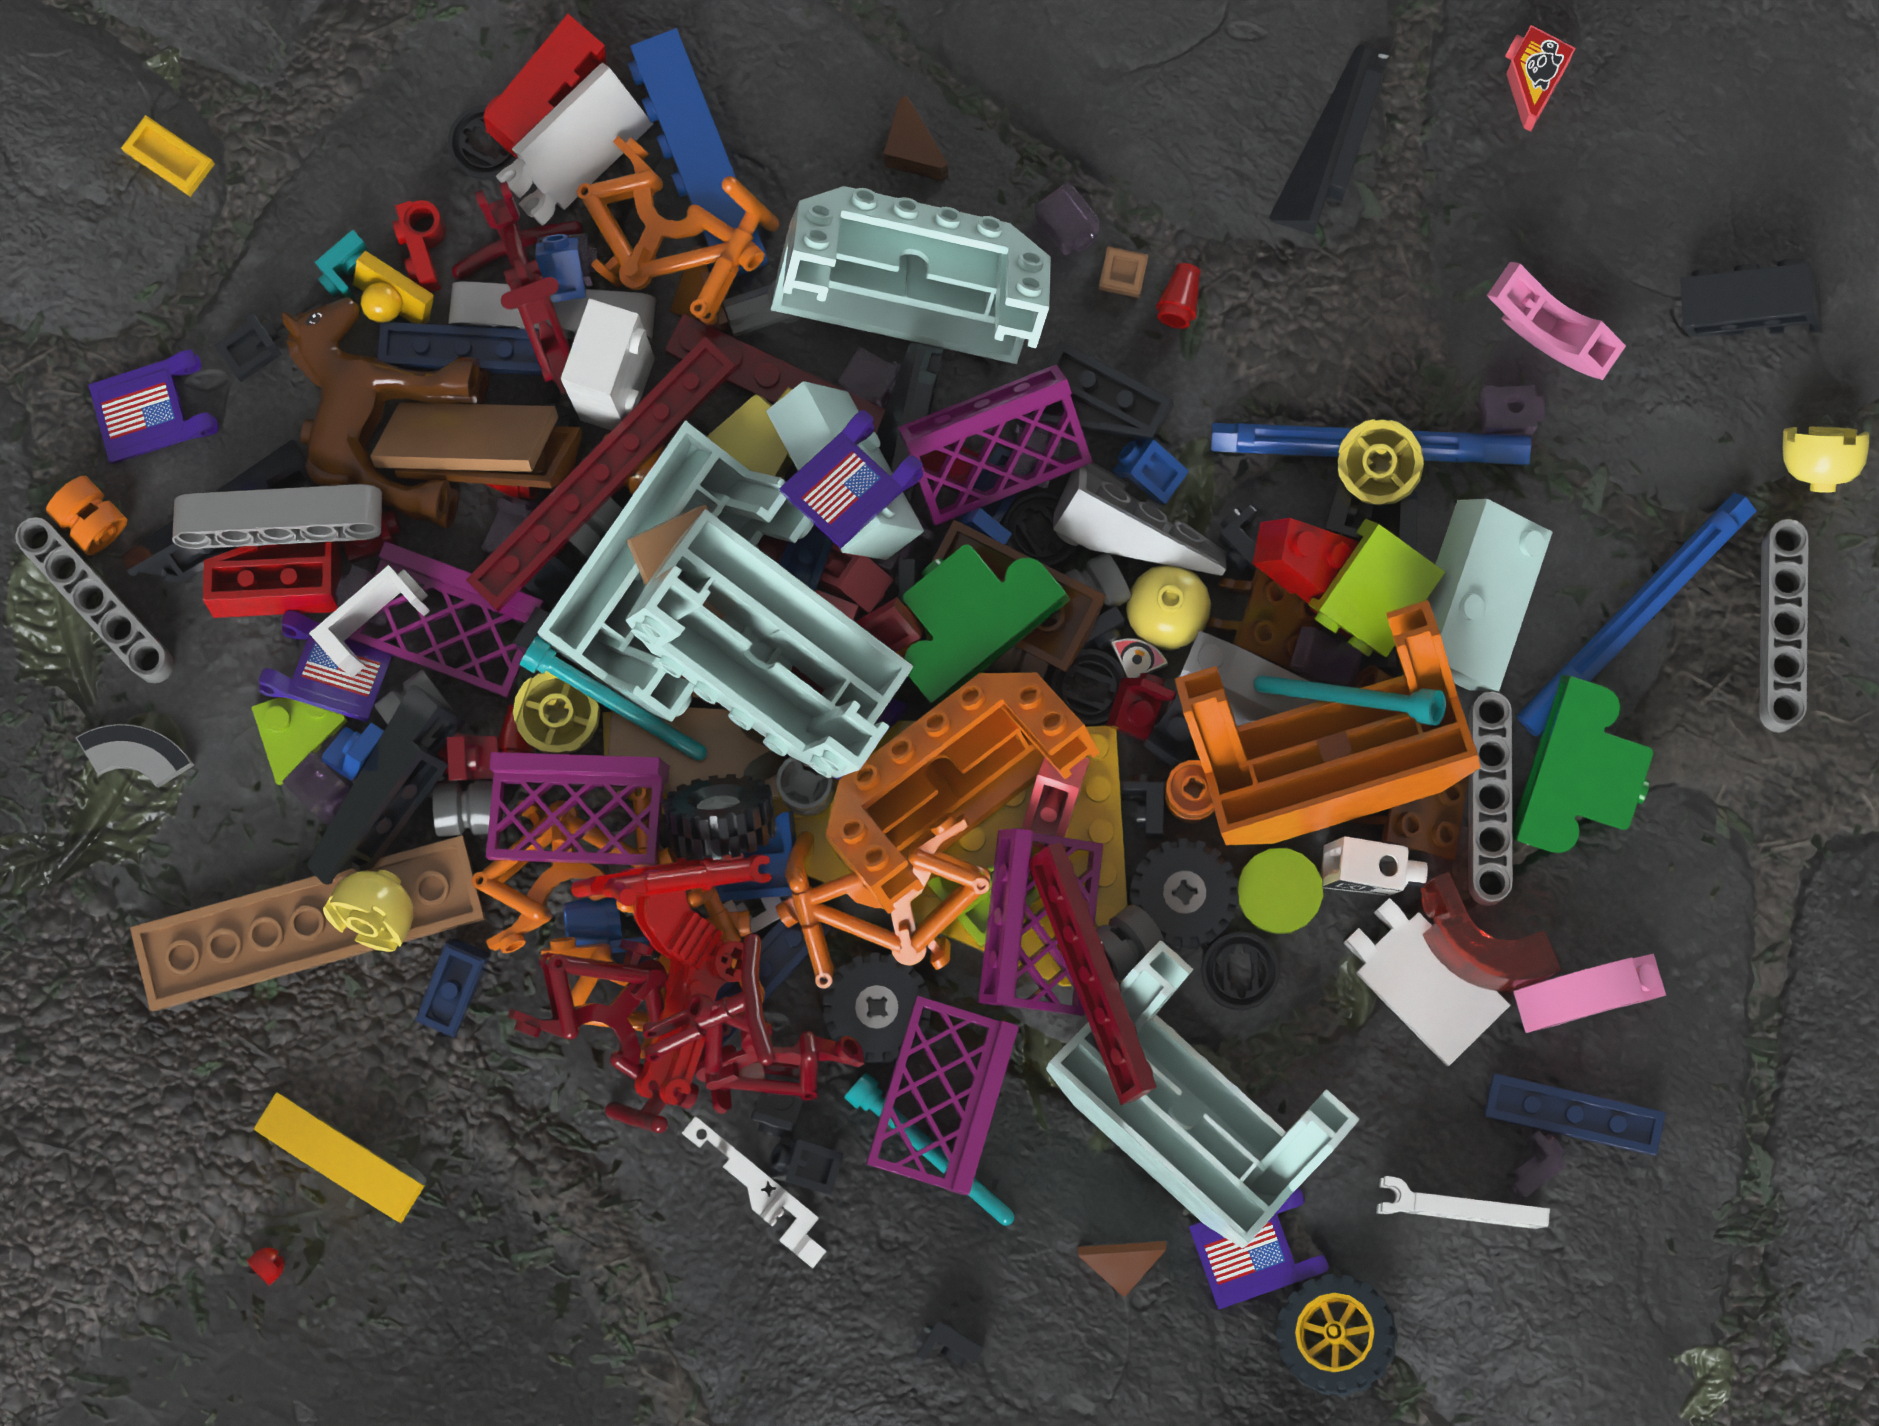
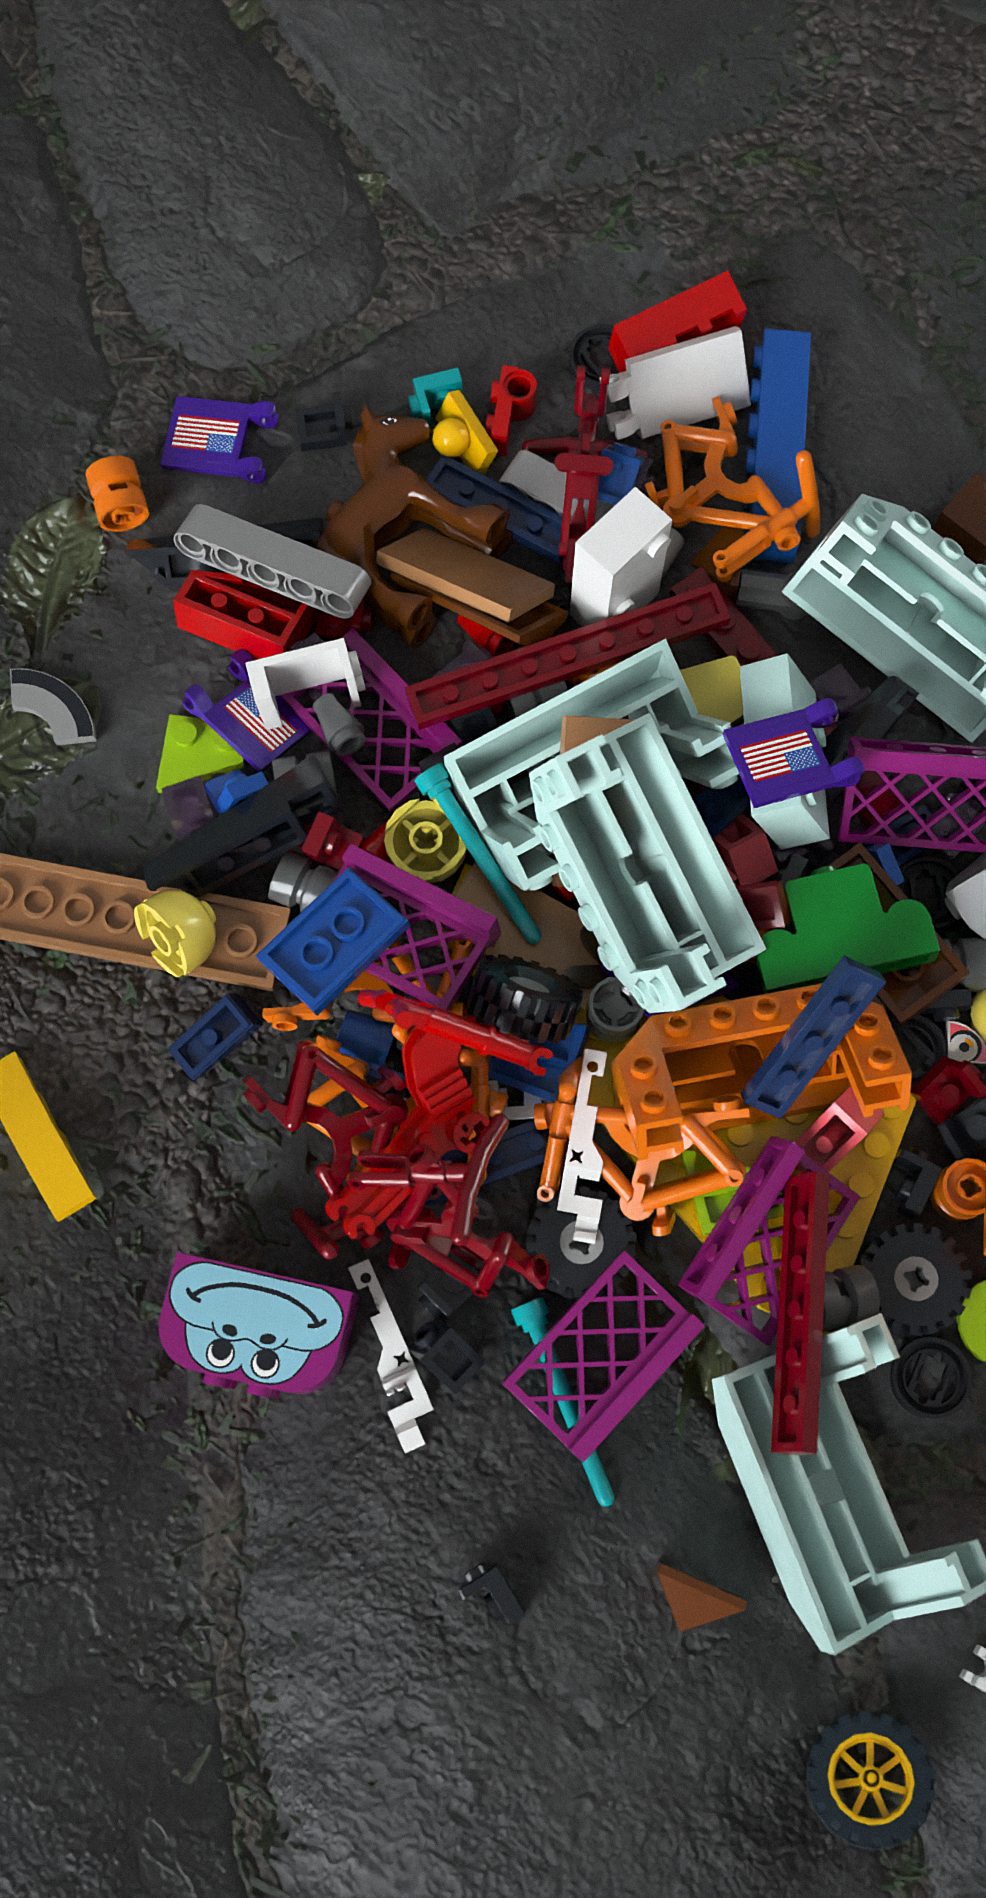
camera: 20 degrees right, 5 degrees down
(79, 588) = (85, 548): light grey beam -> none
(168, 155) = (337, 251): yellow tile -> none
(421, 643) = (340, 728): none -> dark grey cone
(521, 849) = (333, 941): none -> blue tile
(626, 1224) = (255, 1327): none -> brick
(851, 934) = (580, 1140): none -> white piece
(987, 732) = (812, 1037): none -> dark blue plate
(1257, 1268) = (802, 1670): dark purple flag -> none

